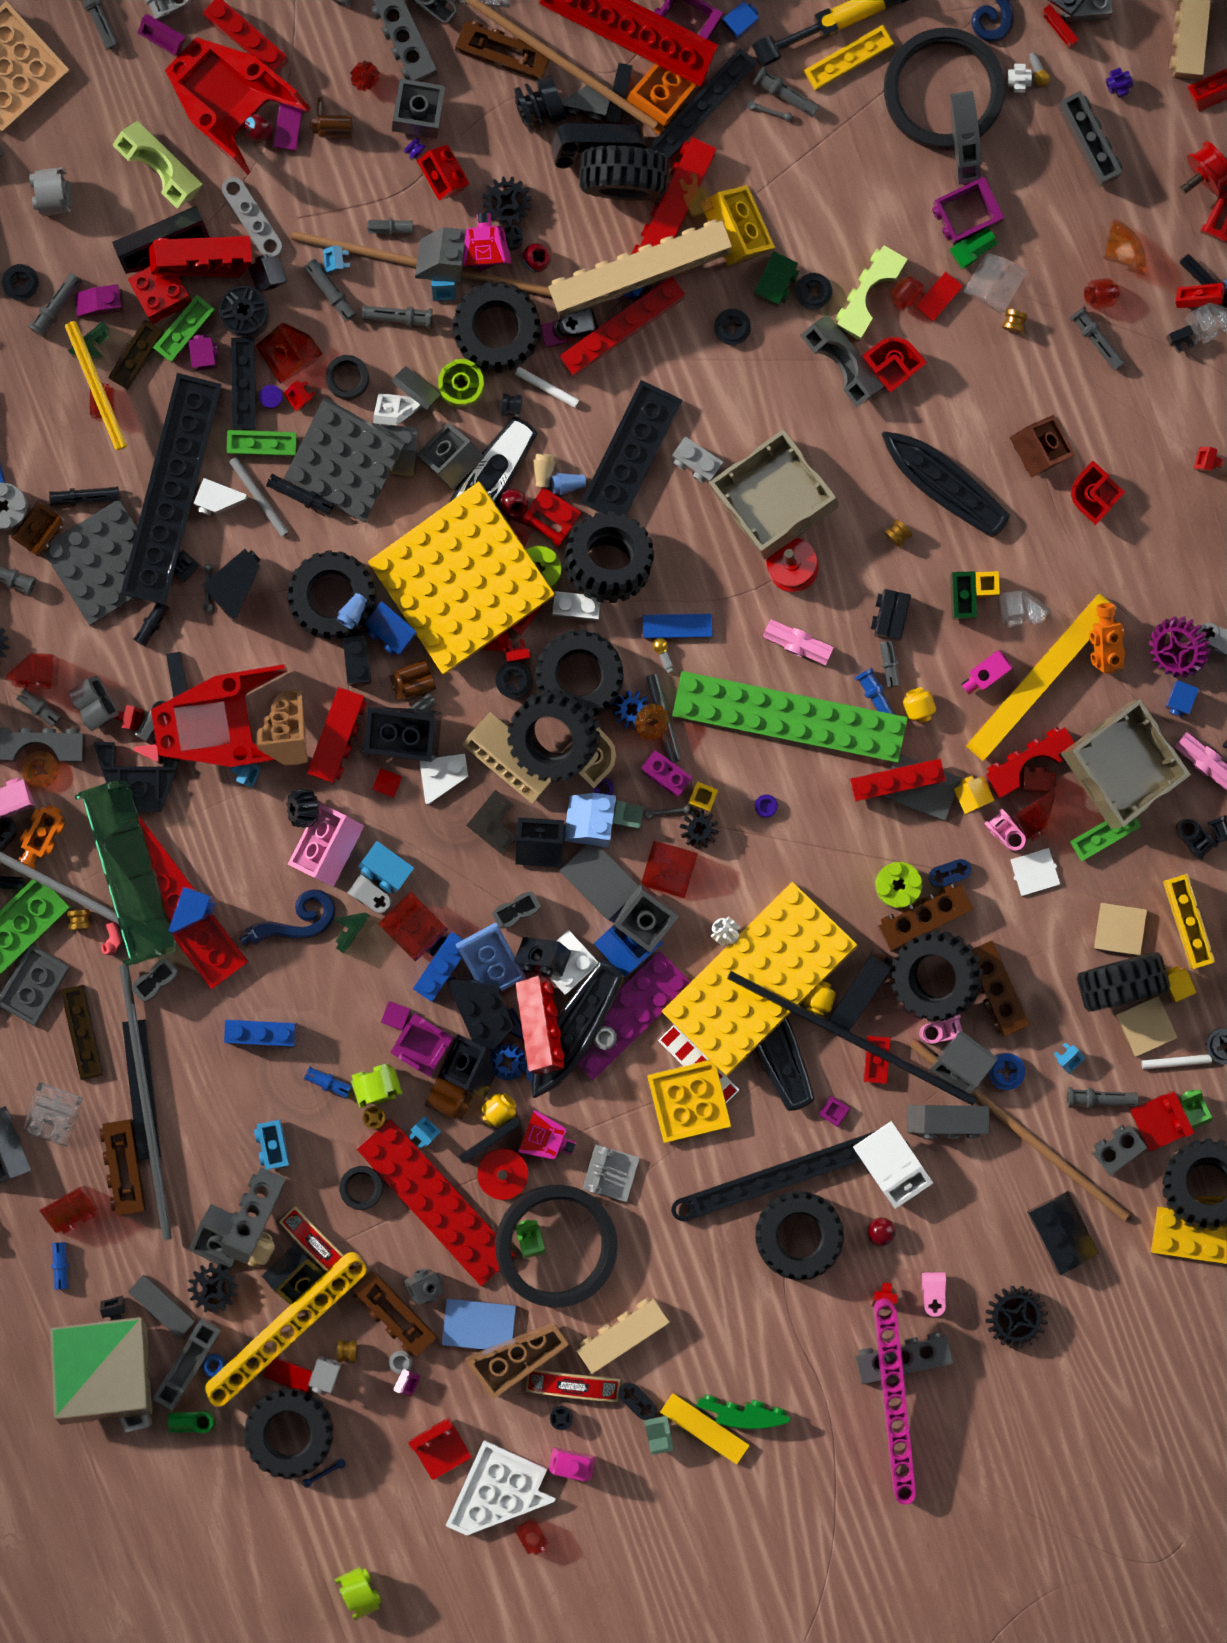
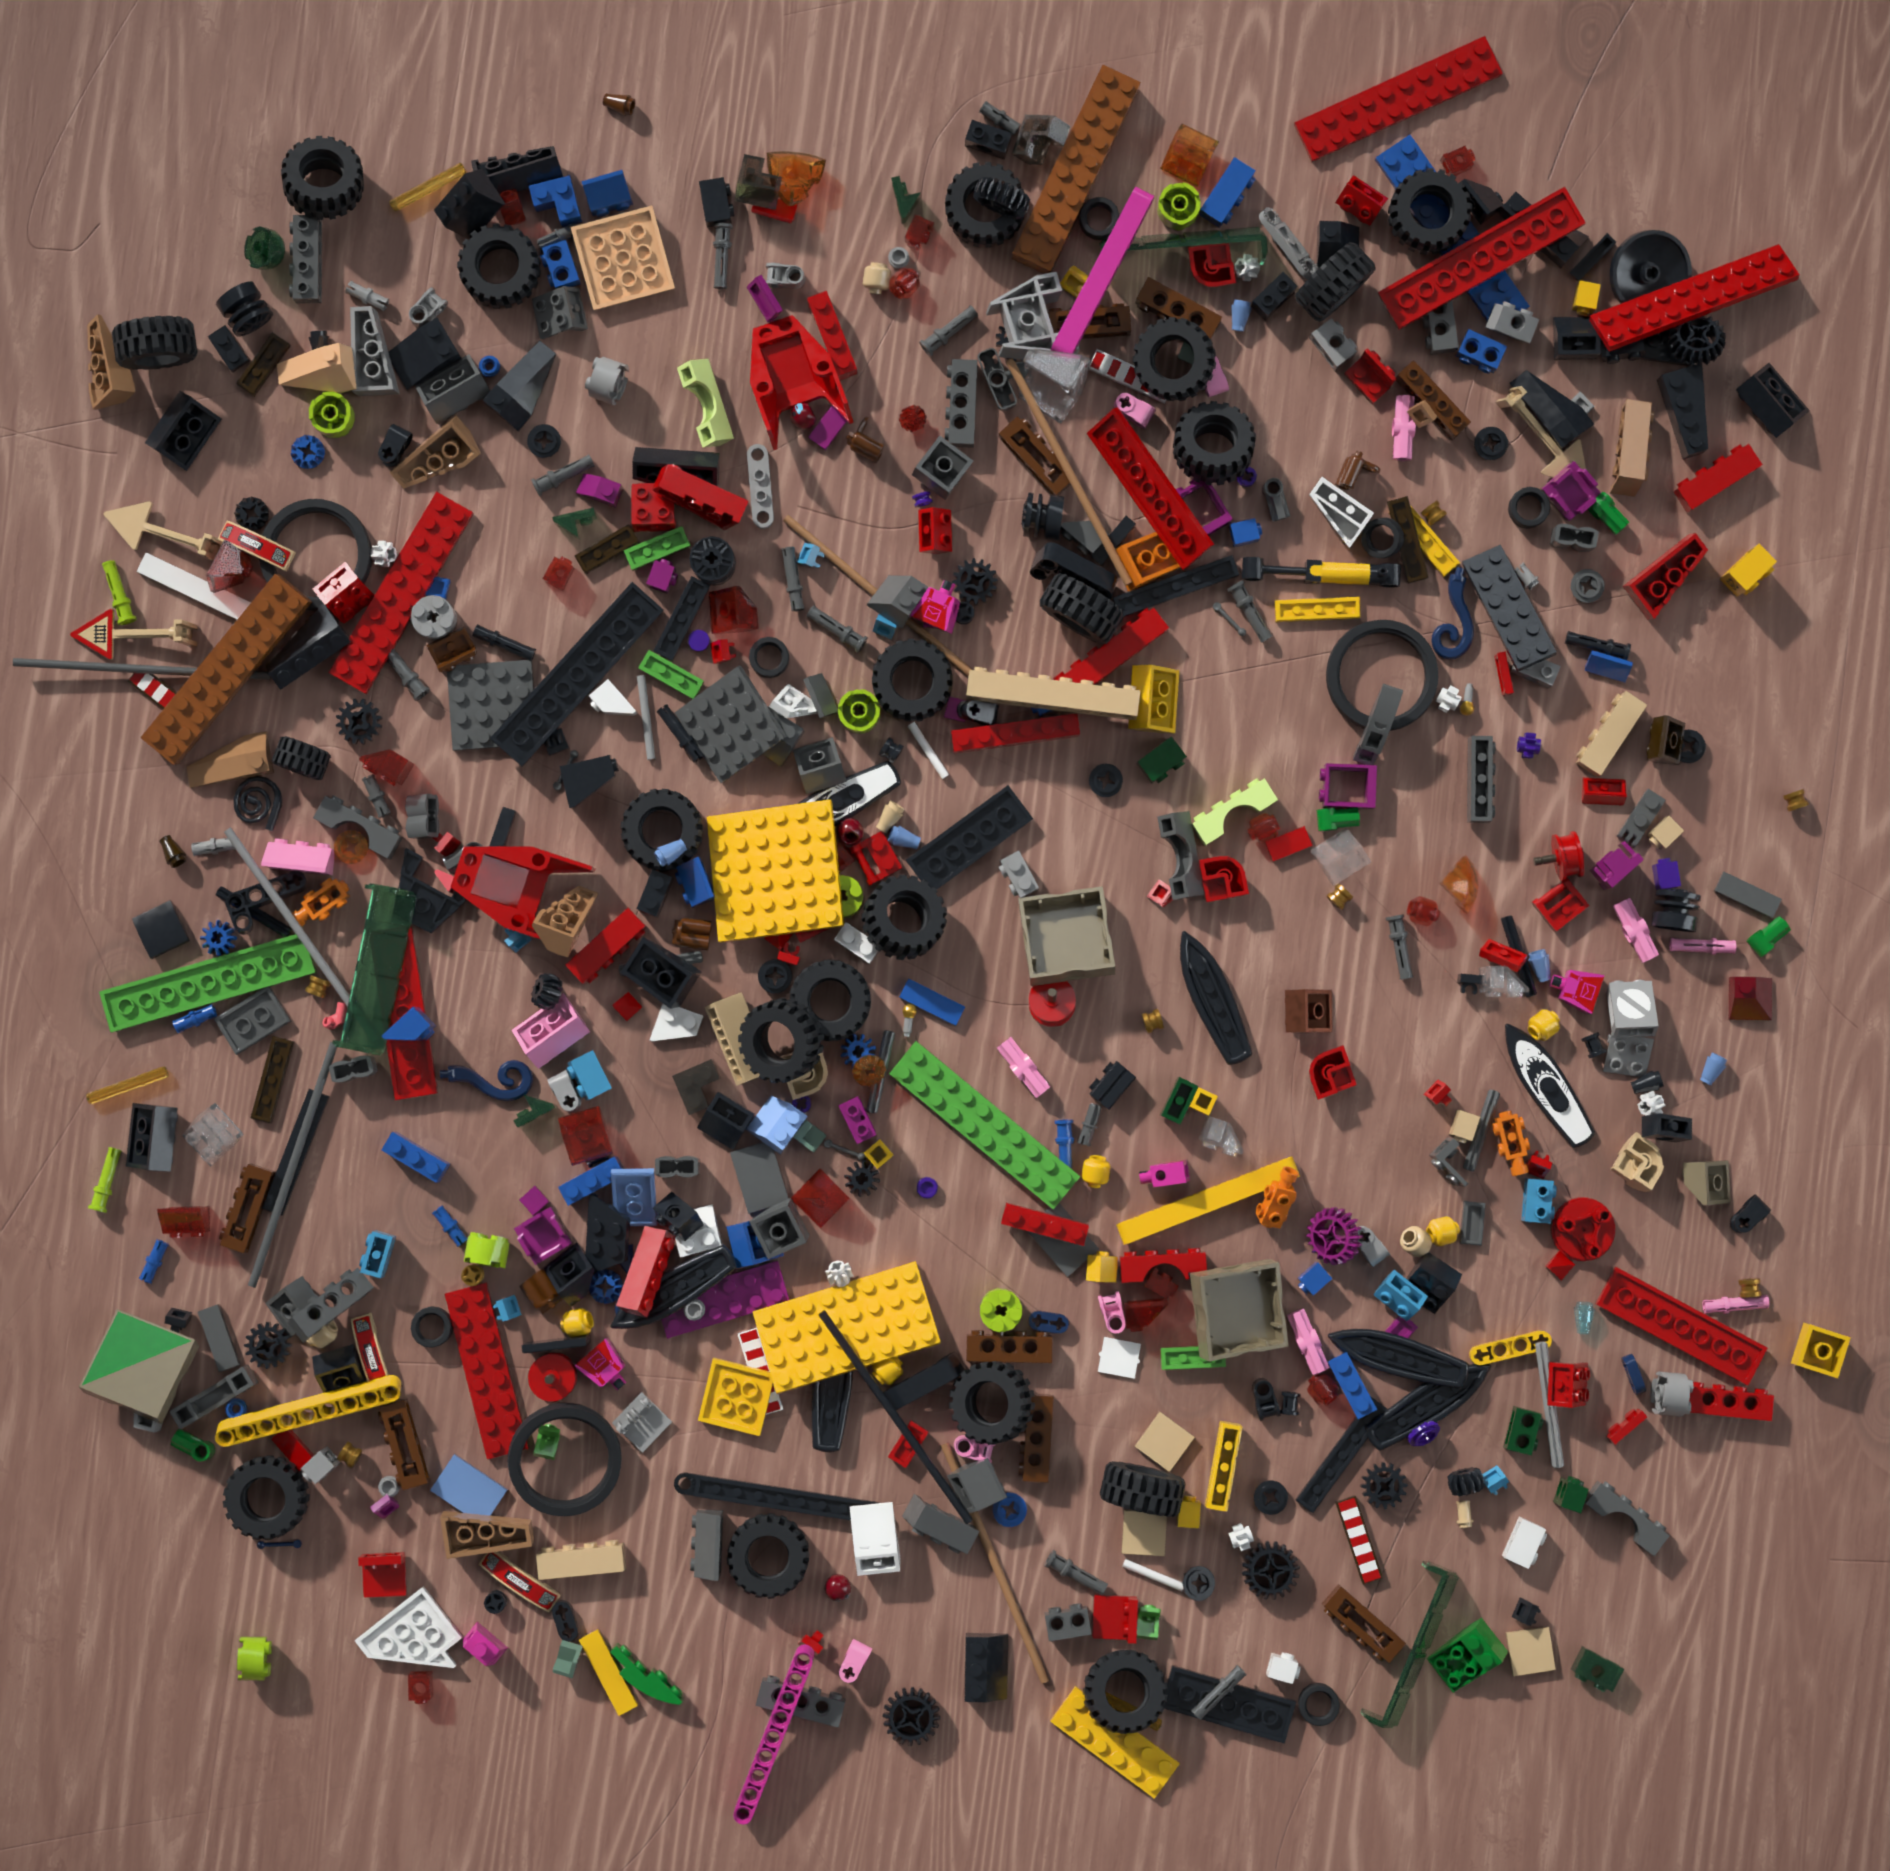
camera: 30 degrees right, 0 degrees up
(95, 385) = (559, 557): yellow axle -> none
(151, 624) = (503, 776): black pin -> none
(267, 273) = (748, 538): black brick -> none
(390, 227) = (869, 552): dark grey axle -> none
(424, 1286) = (440, 1435): dark grey brick -> none
(536, 257) = (975, 640): dark red piece -> none
(697, 198) = (1131, 660): clear yellow plate -> none
(735, 1255) = (707, 1544): none -> dark grey slope
(814, 280) = (1192, 777): black gear -> none
(834, 1111) = (851, 1468): magenta tile -> none
(842, 408) = (1161, 893): none -> slope
(1070, 1059) = (1067, 1527): dark azure tile -> none

